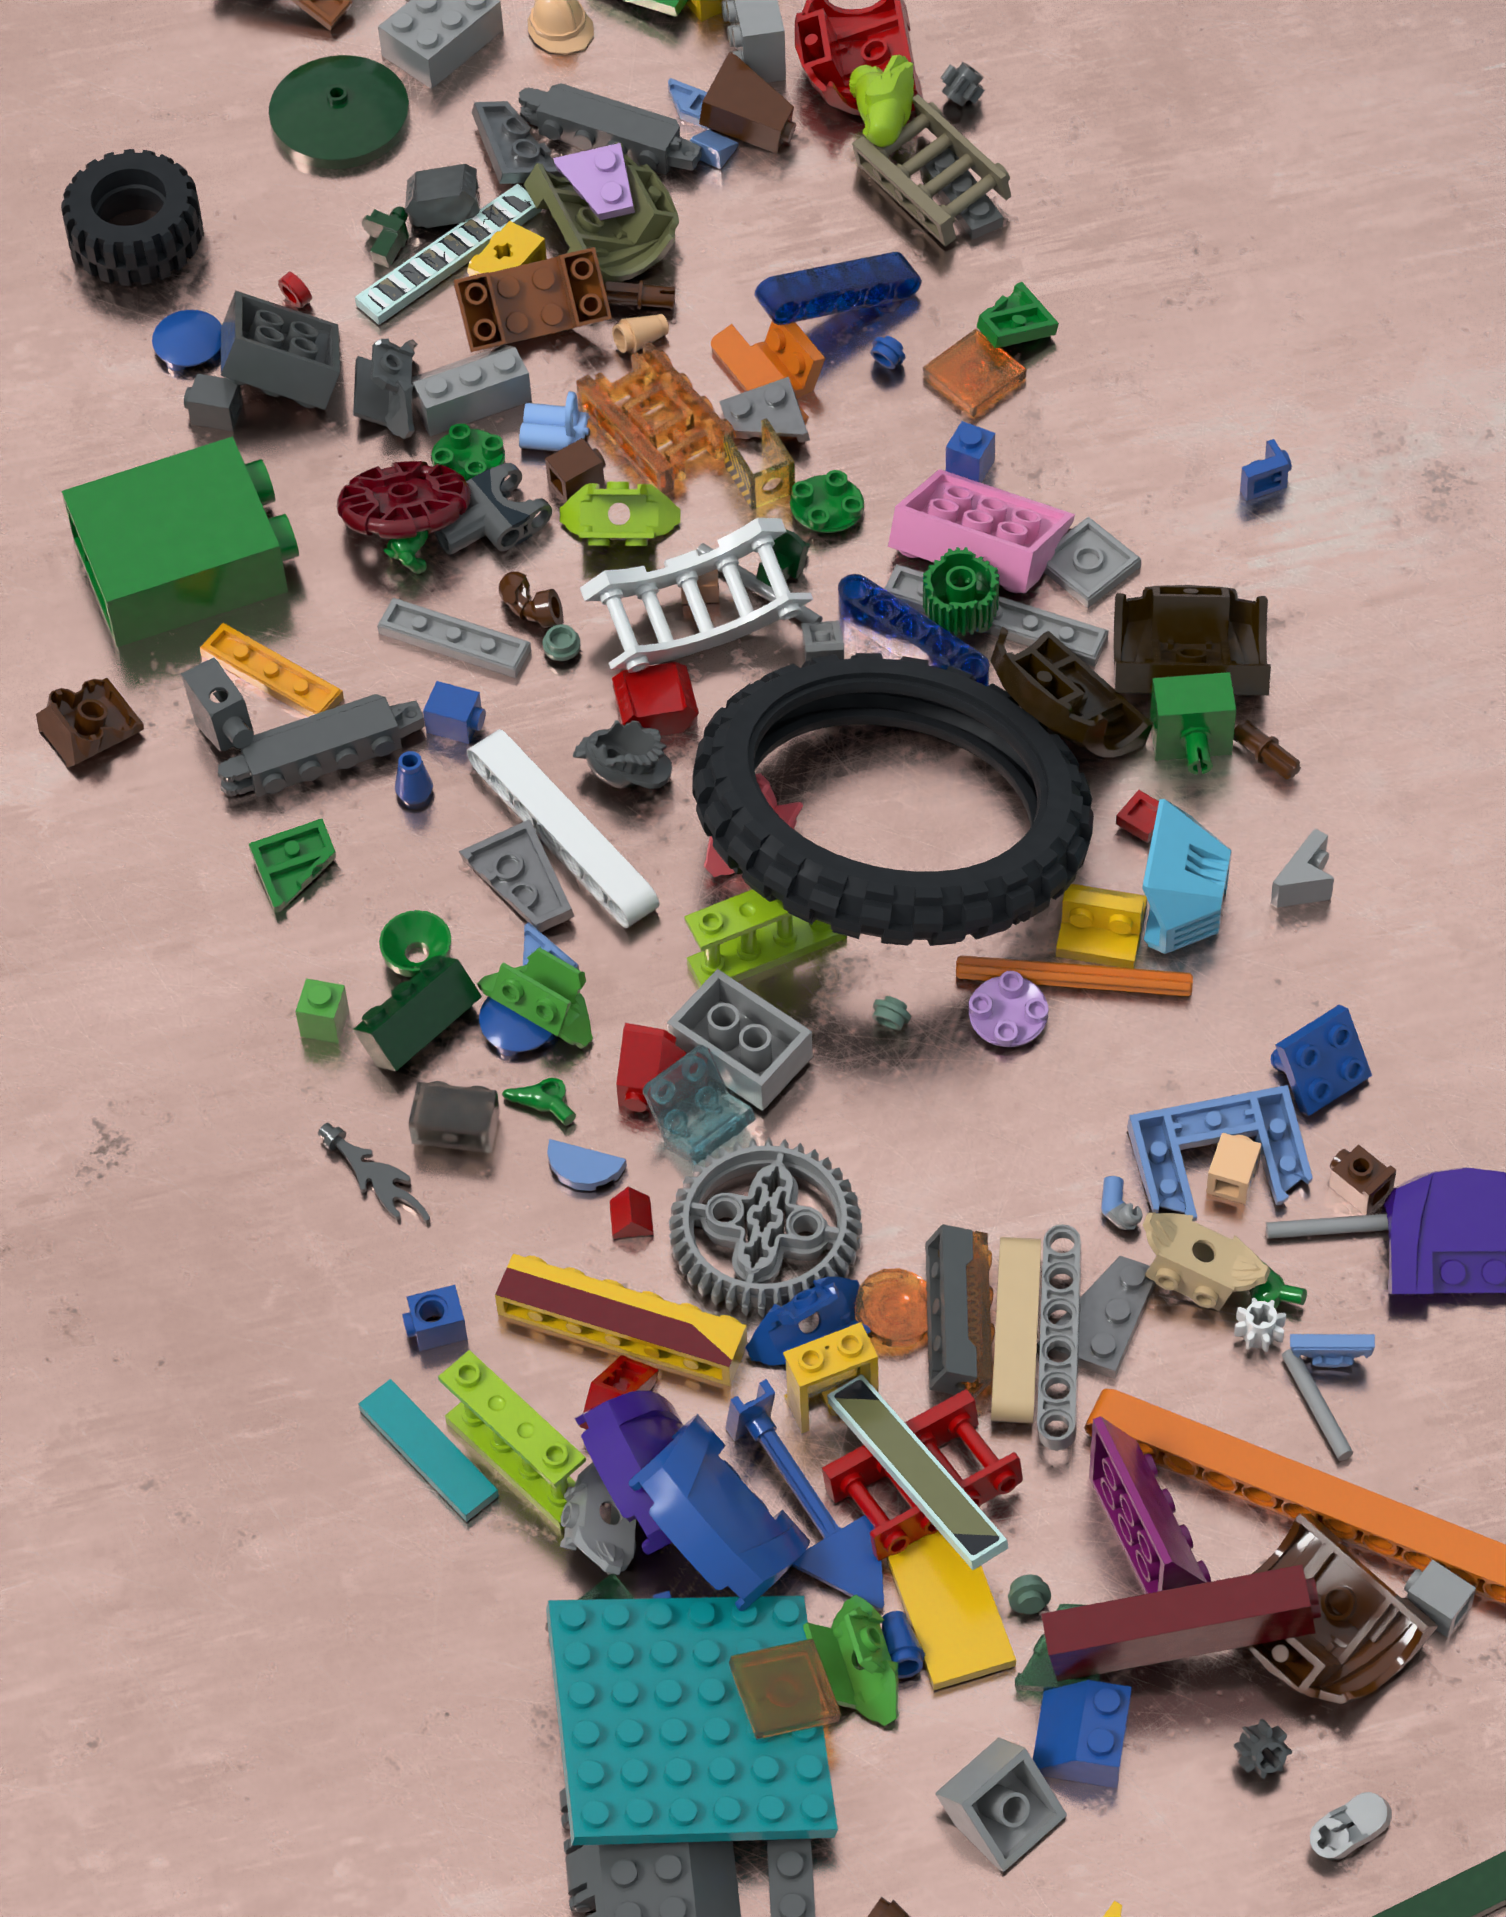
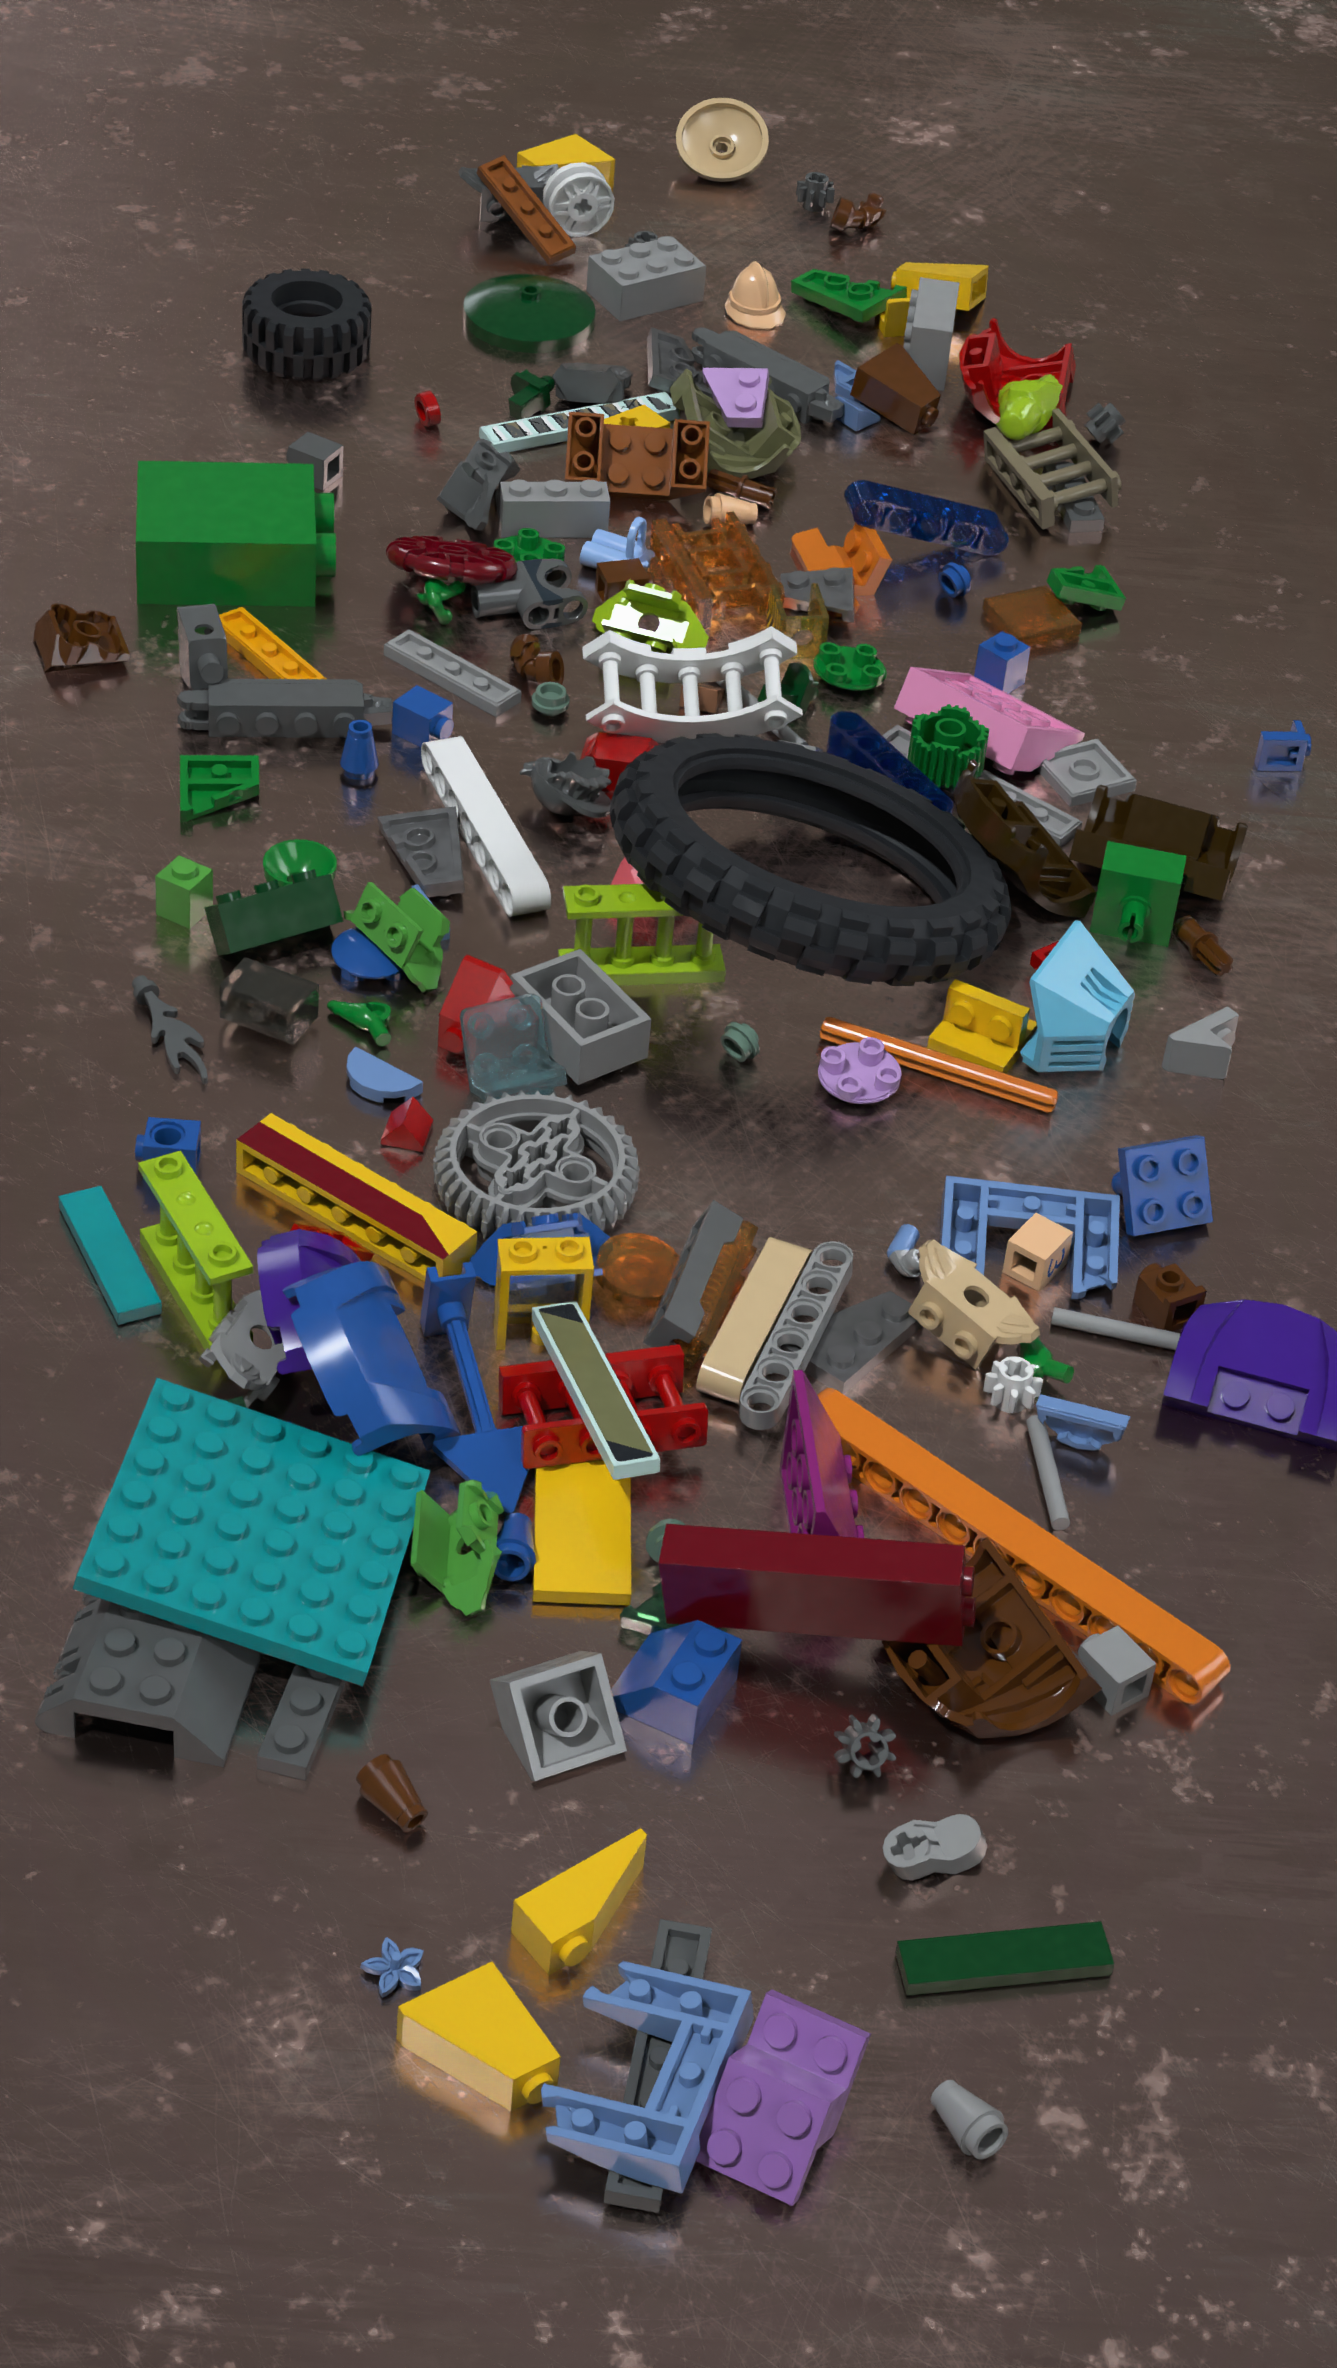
camera: 10 degrees right, 15 degrees down
(187, 339) = (316, 417): blue dish -> none
(280, 350) = (389, 437): dark grey slope -> none
(784, 1688) = (368, 1529): clear orange tile -> none

